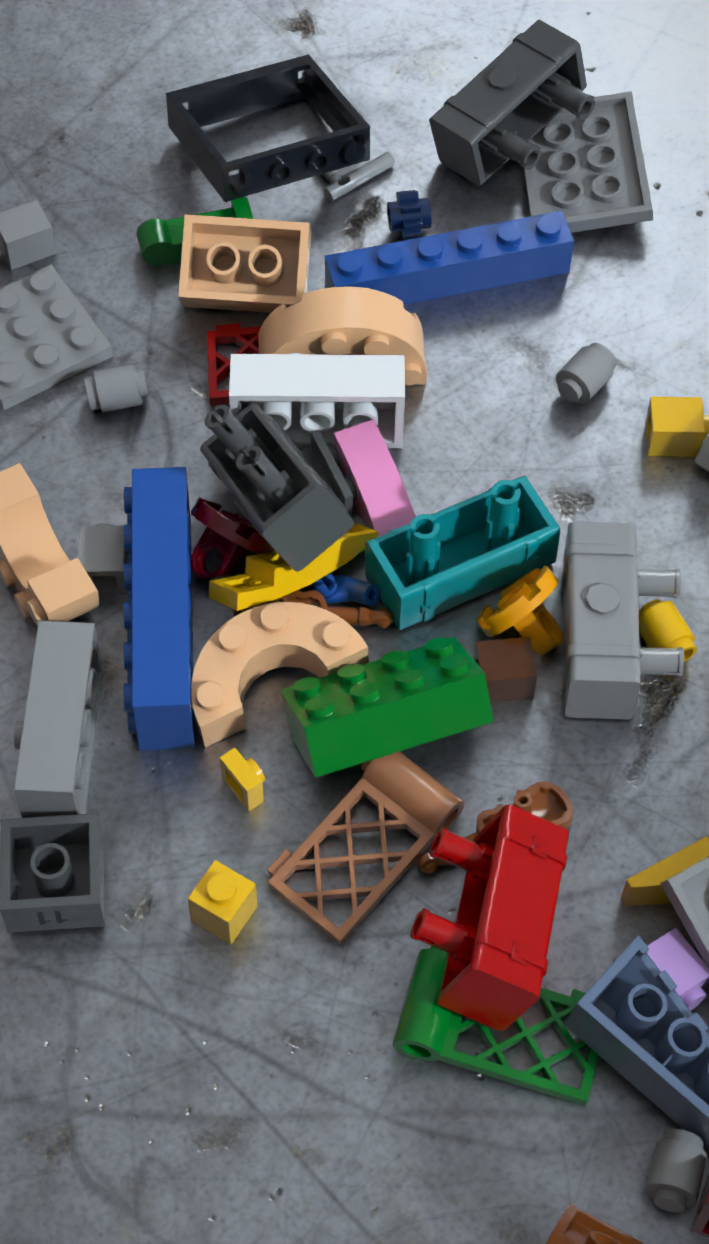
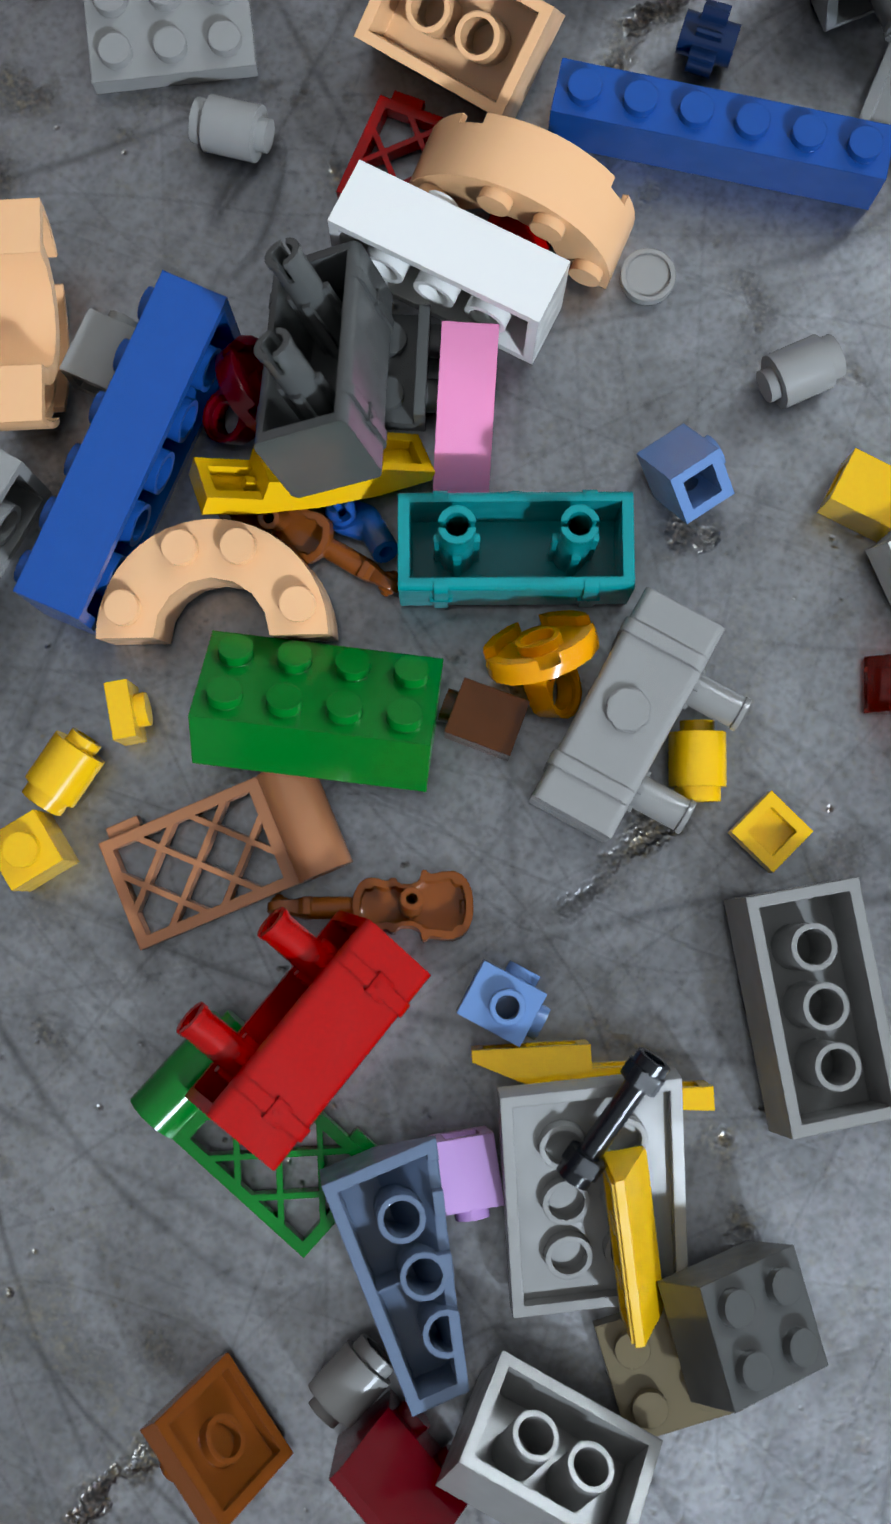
camera: 30 degrees right, 25 degrees up
(215, 837) = (63, 771): none -> yellow brick
(449, 365) = (647, 276): none -> light grey piece
(549, 459) = (686, 472): none -> medium blue brick
(626, 845) = (505, 1002): none -> medium blue brick

